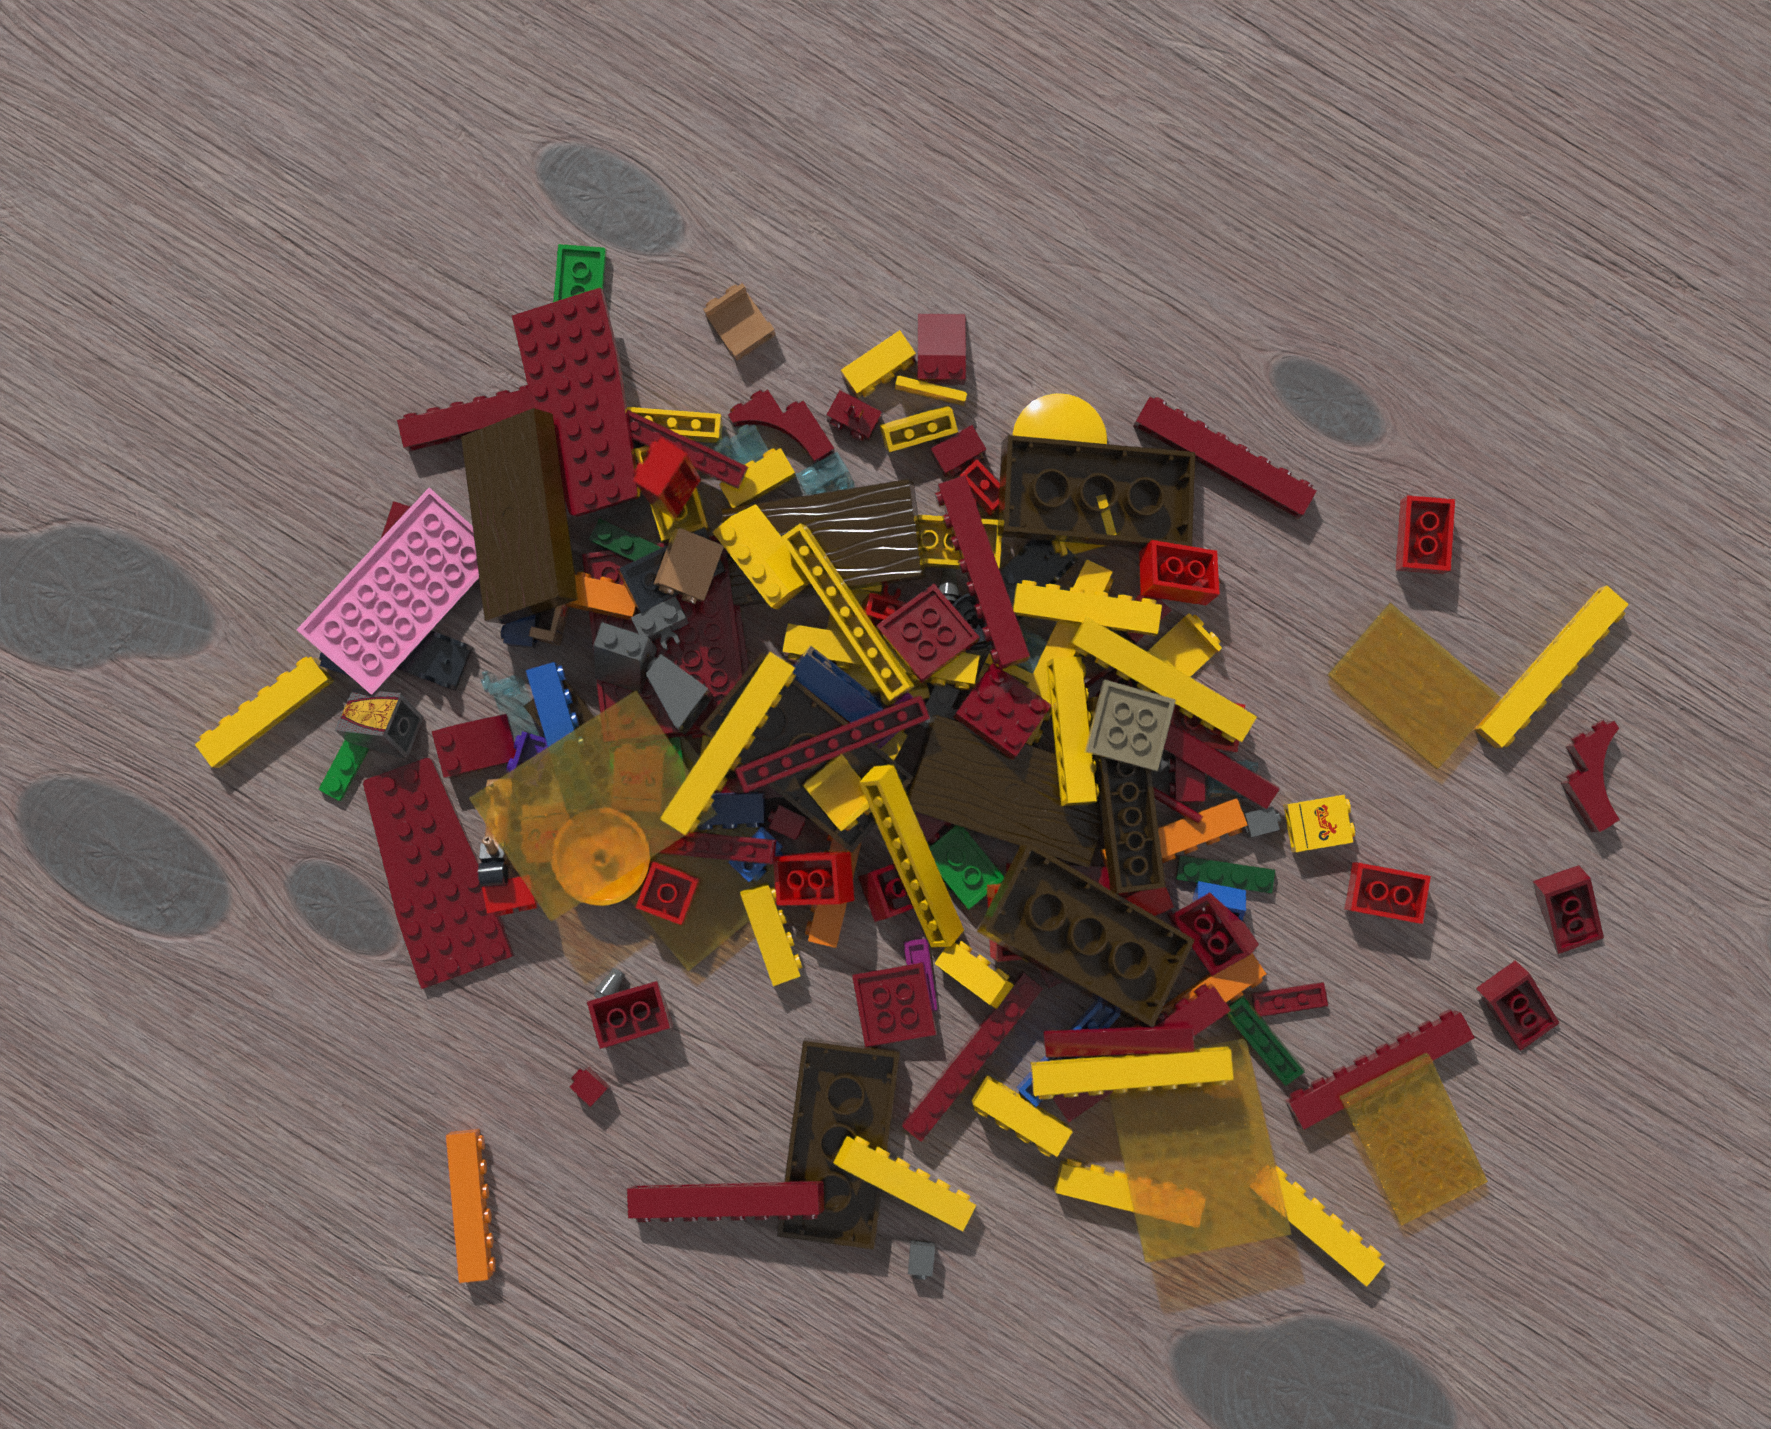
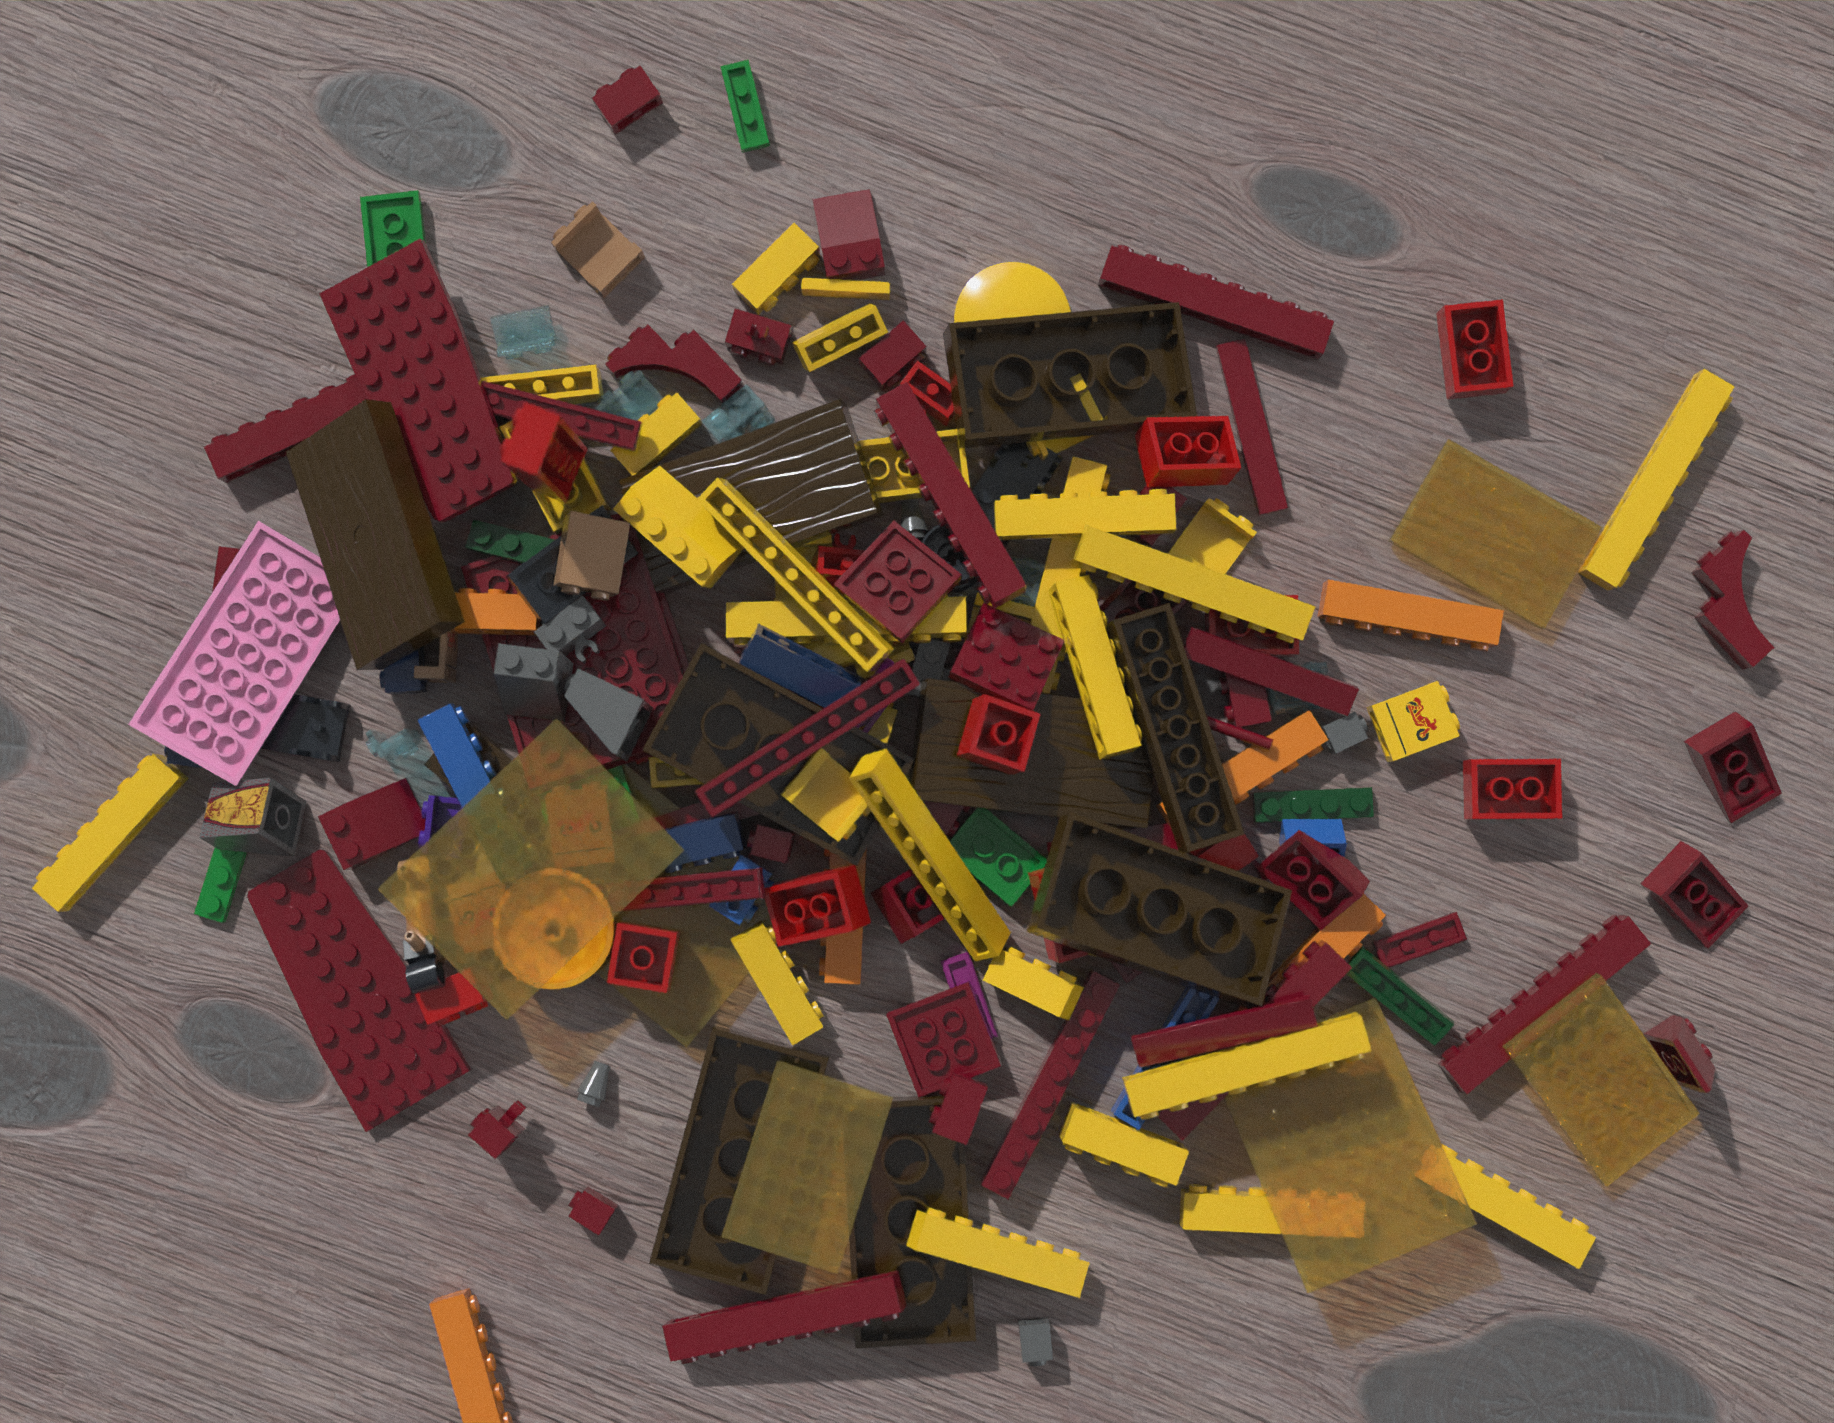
camera: 15 degrees left, 0 degrees up
(526, 1007) = (497, 1129): none -> dark red brick
(629, 1014) = (625, 1114): dark red slope -> none
(667, 376) = (524, 332): none -> clear light blue bracket
(713, 1068) = (712, 1159): none -> dark brown tile
(727, 743) = (680, 761): yellow brick -> none
(766, 1084) = (807, 1167): none -> clear yellow plate
(785, 206) = (627, 99): none -> dark red brick
(878, 229) = (745, 106): none -> green plate
(895, 1061) = (958, 1108): none -> dark red brick
(984, 770) = (998, 734): none -> red brick
(1130, 725) = (1164, 646): dark tan plate -> none
(1234, 562) = (1251, 427): none -> dark red tile
(1333, 737) = (1410, 614): none -> orange brick
(1483, 1130) = (1682, 1053): none -> dark red slope

